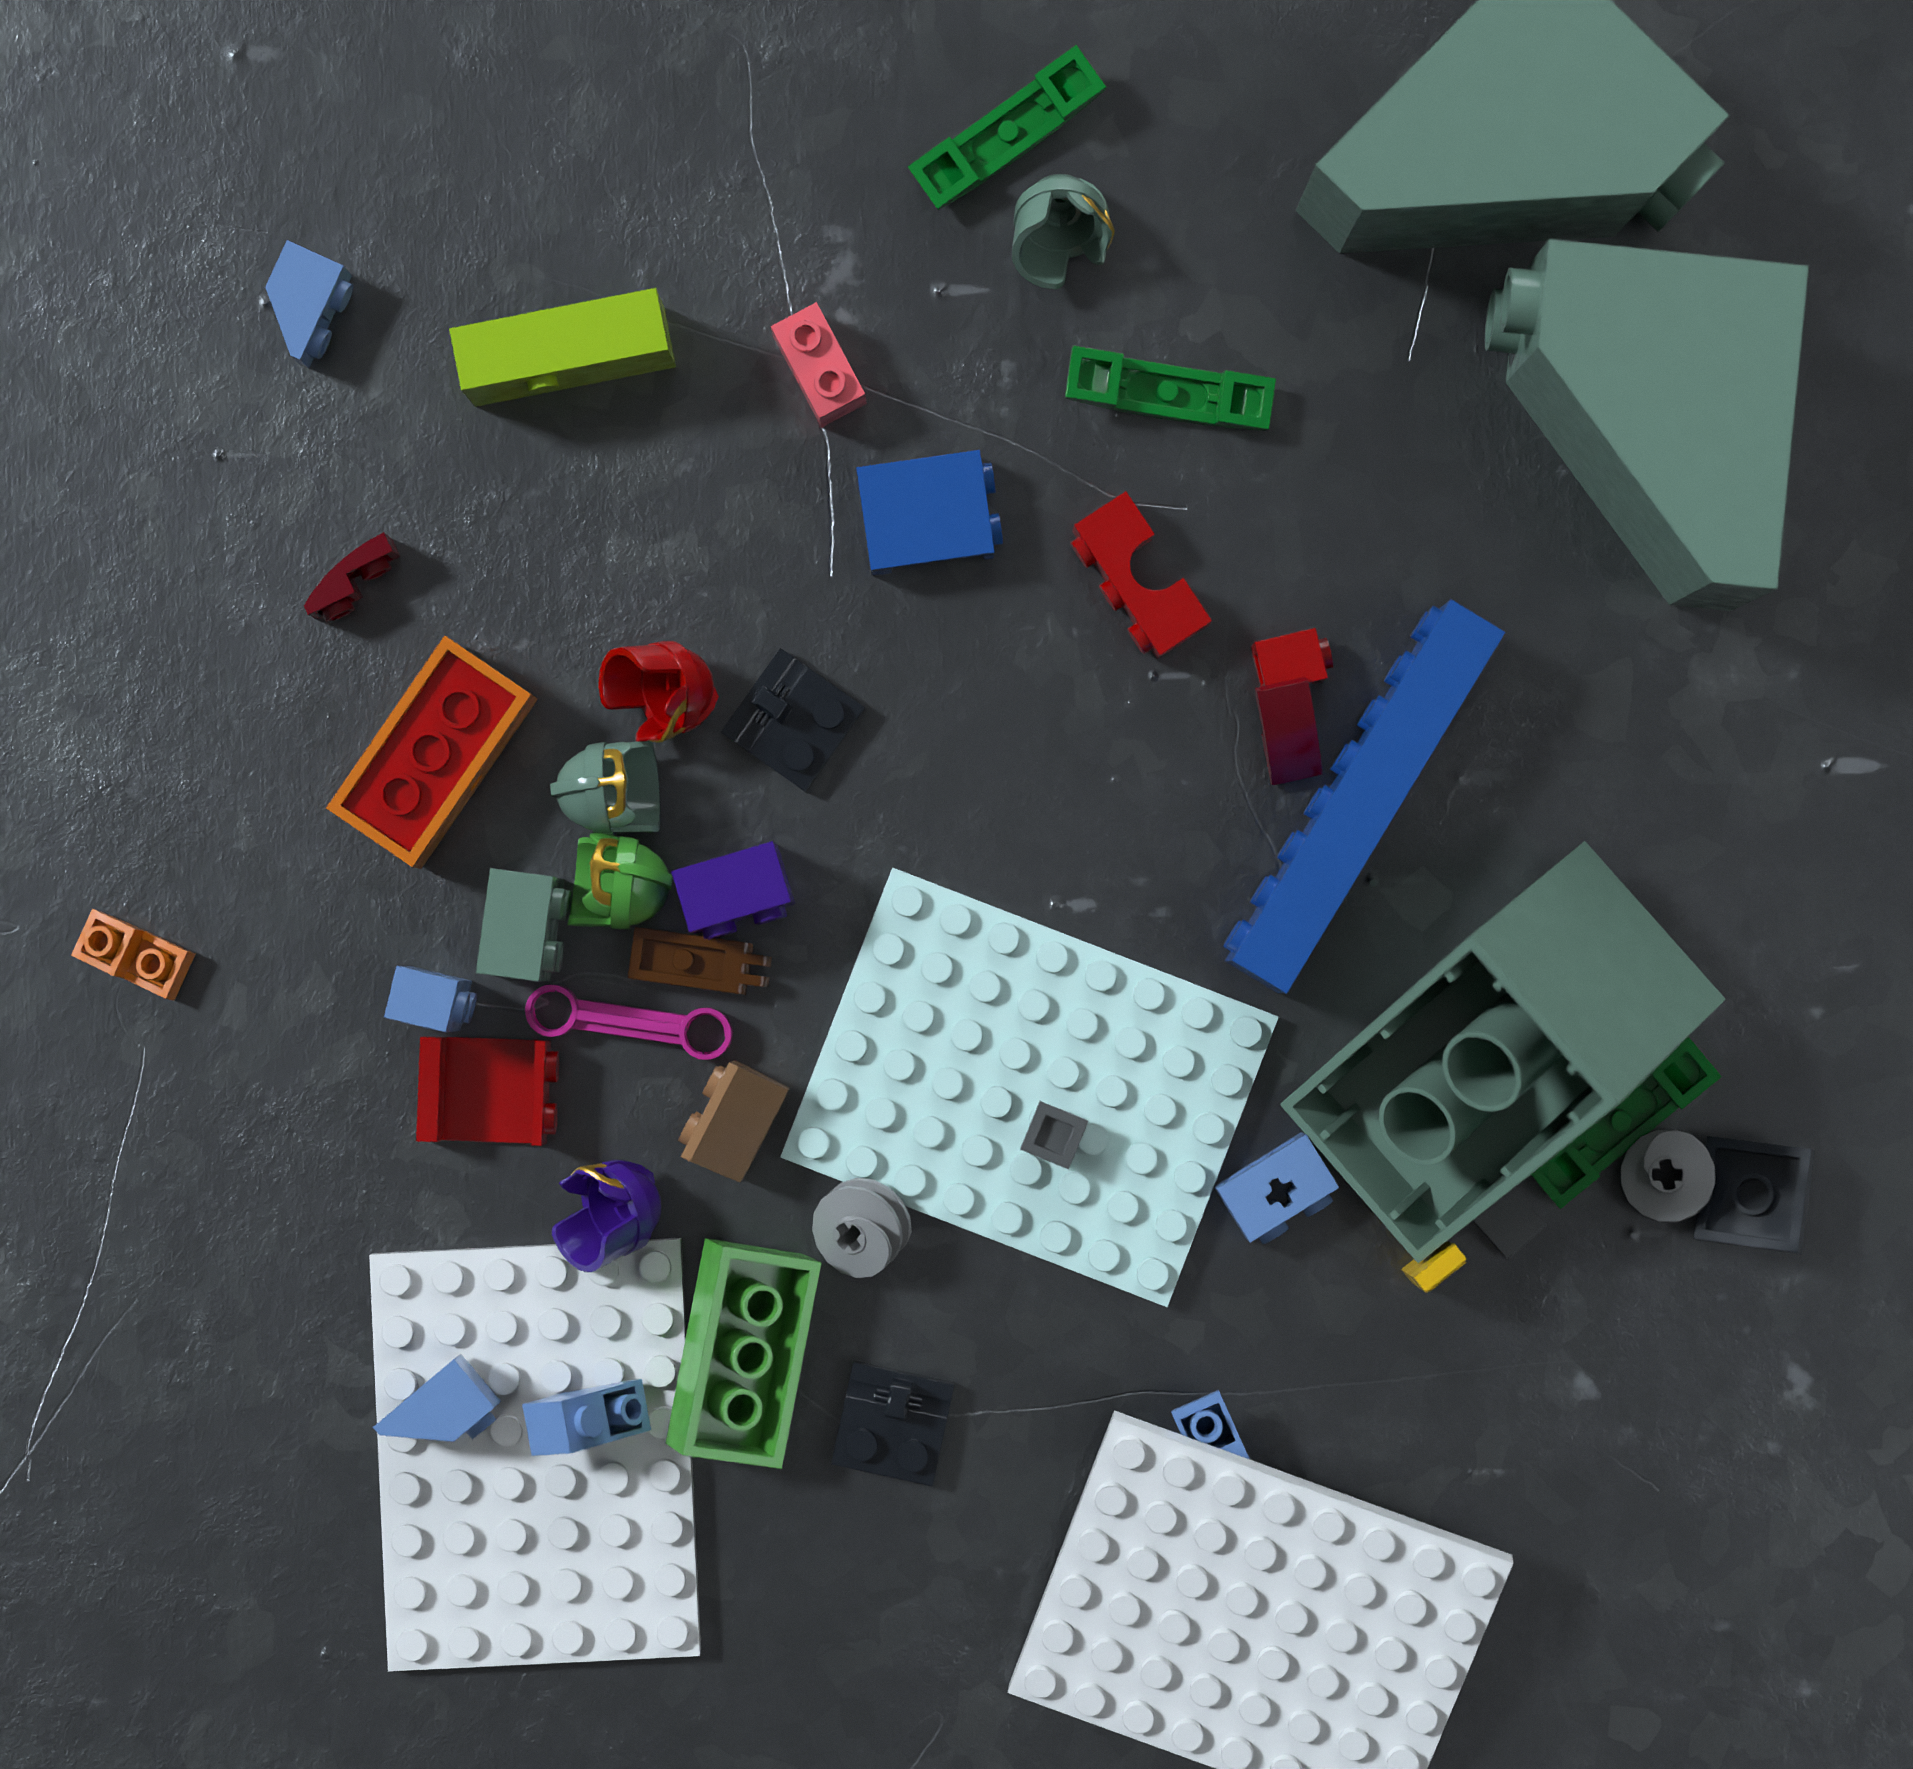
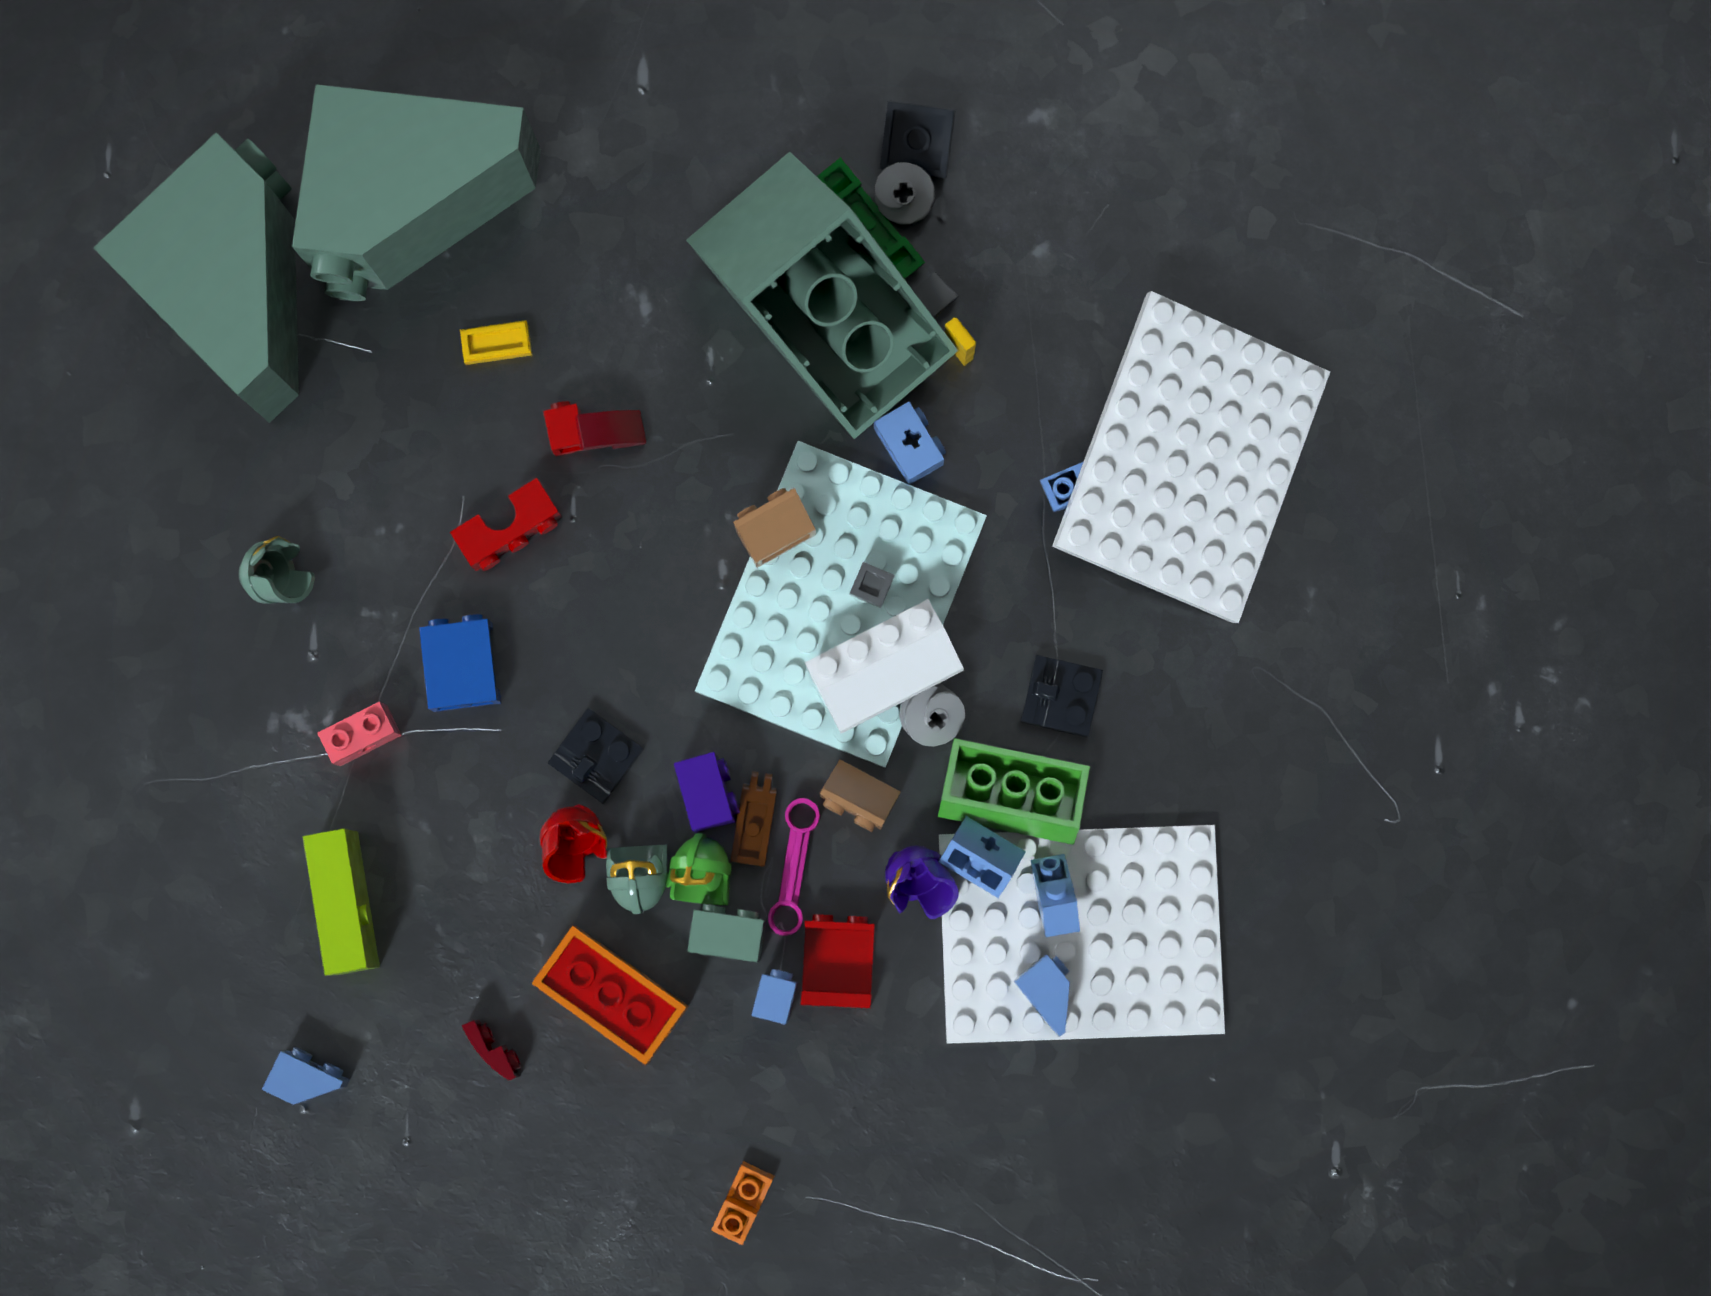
camera: 85 degrees left, 5 degrees down
(641, 1308) = (982, 857): none -> medium blue brick
(927, 1157) = (884, 666): none -> white slope
(1009, 129) = (207, 606): green slope -> none
(1138, 986) = (774, 526): none -> medium nougat slope
(1169, 390) = (385, 504): green slope -> none
(1364, 795) = (655, 382): blue brick -> none
(1425, 551) = (496, 342): none -> yellow tile

